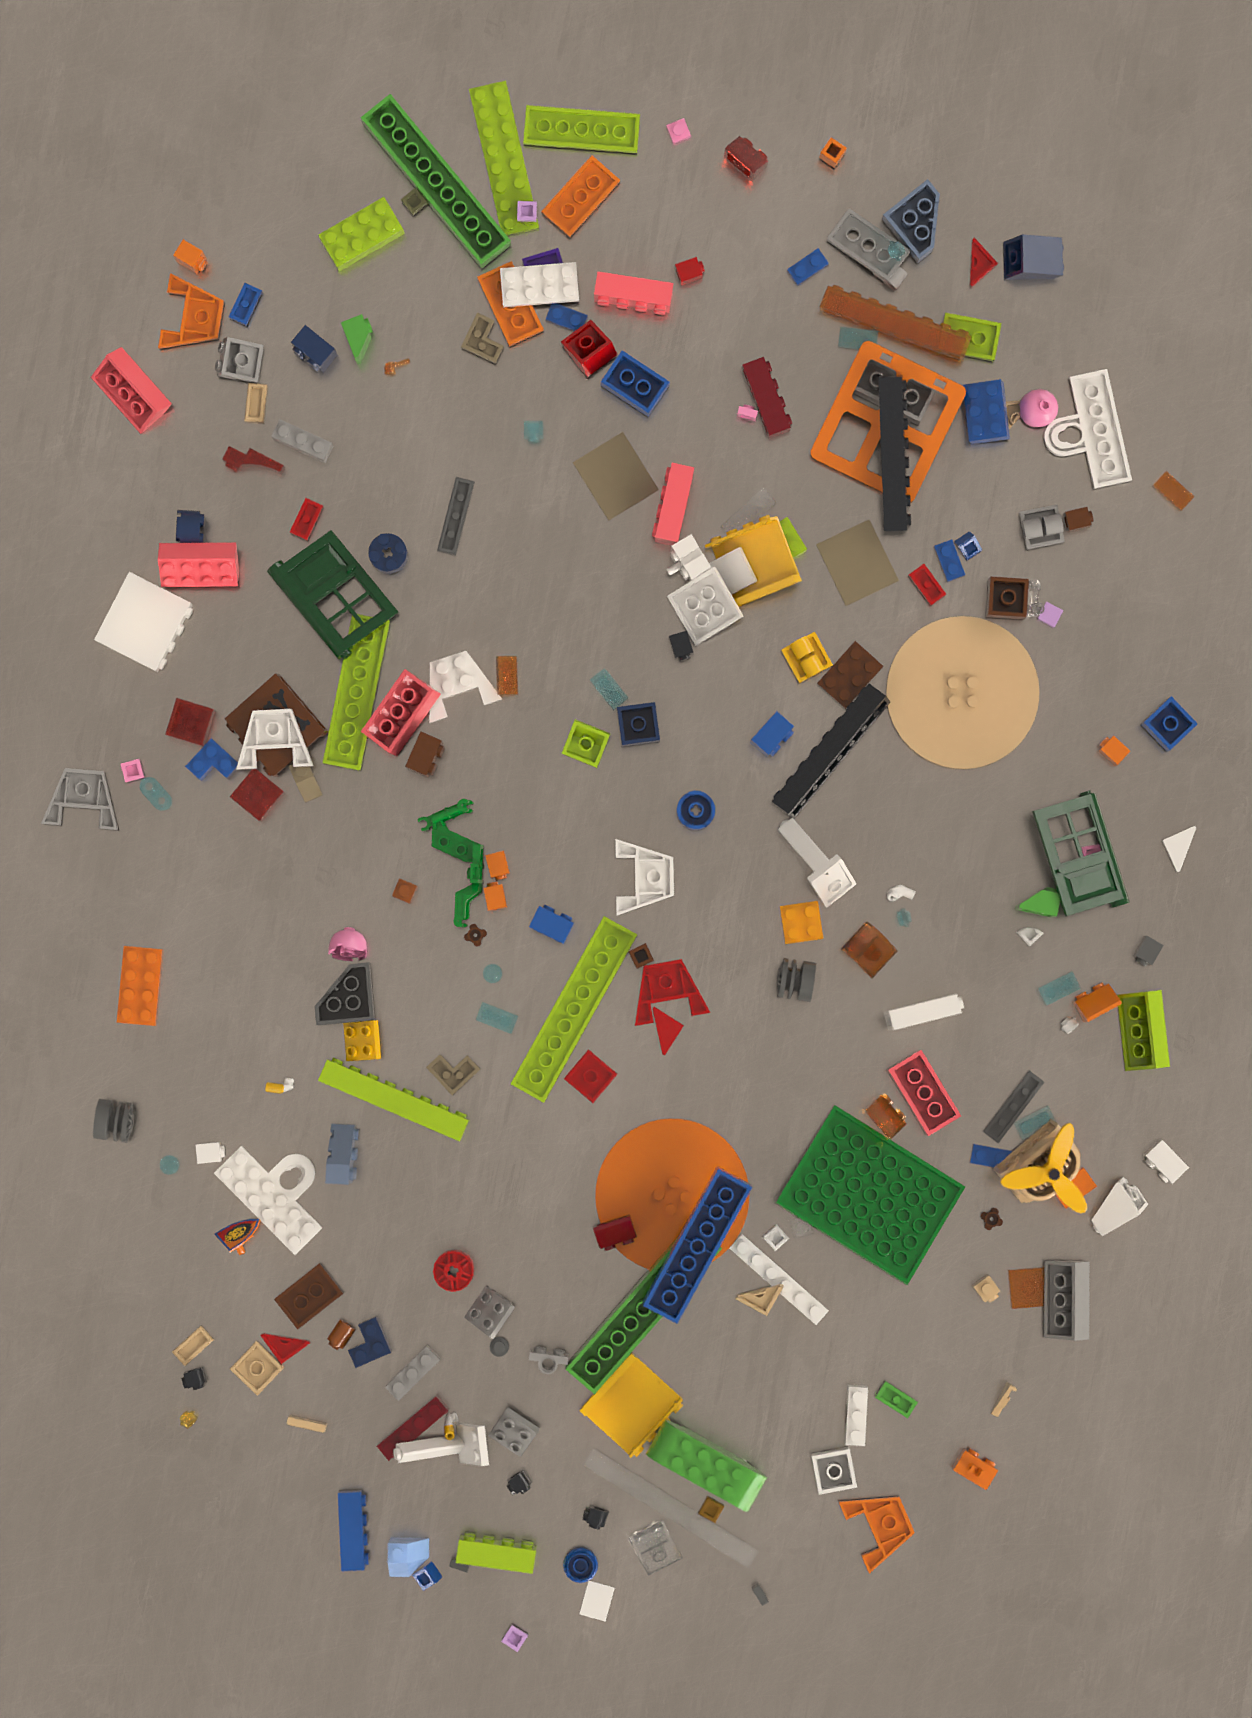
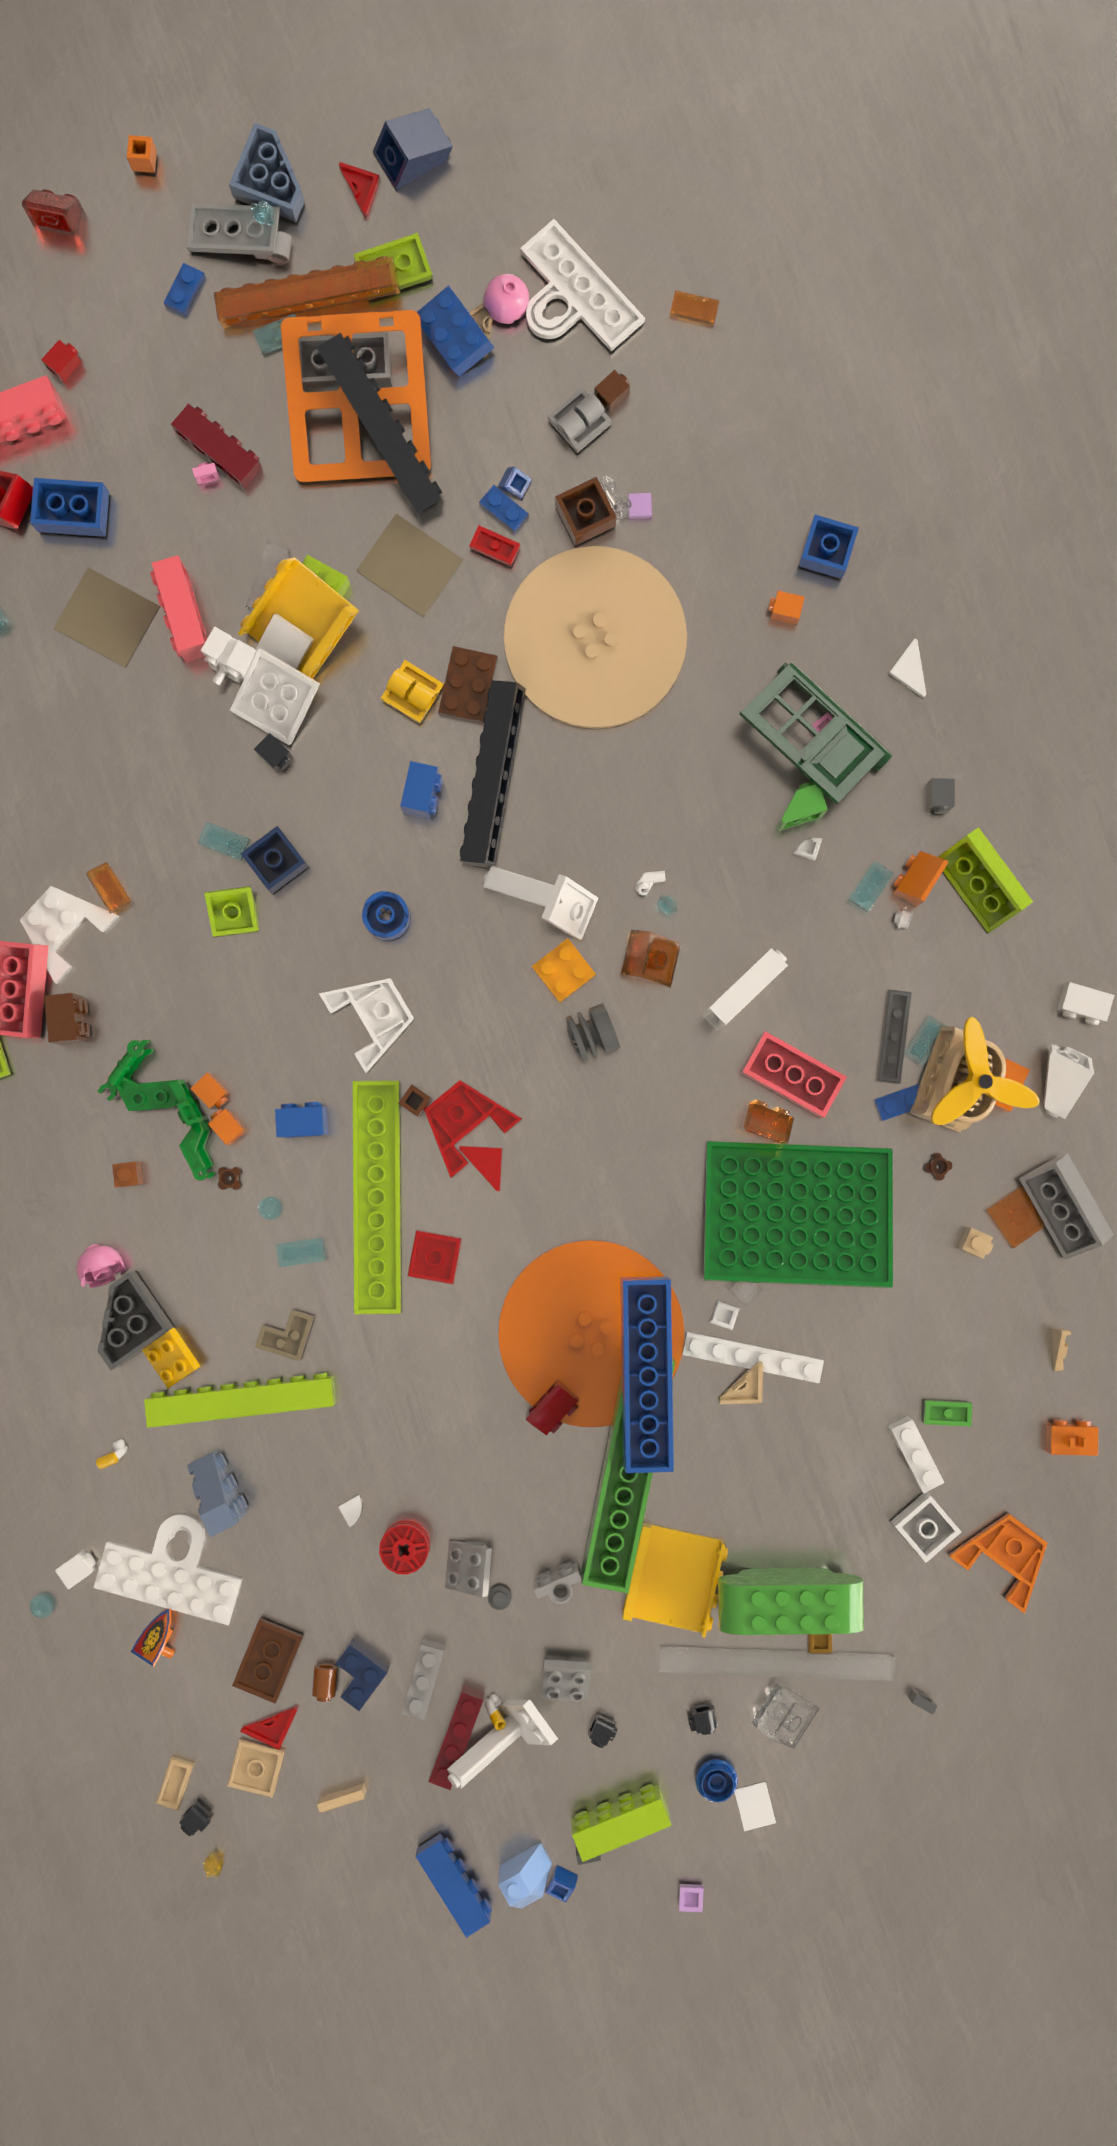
camera: 30 degrees left, 0 degrees up
(429, 1223) = (351, 1510): none -> white tile

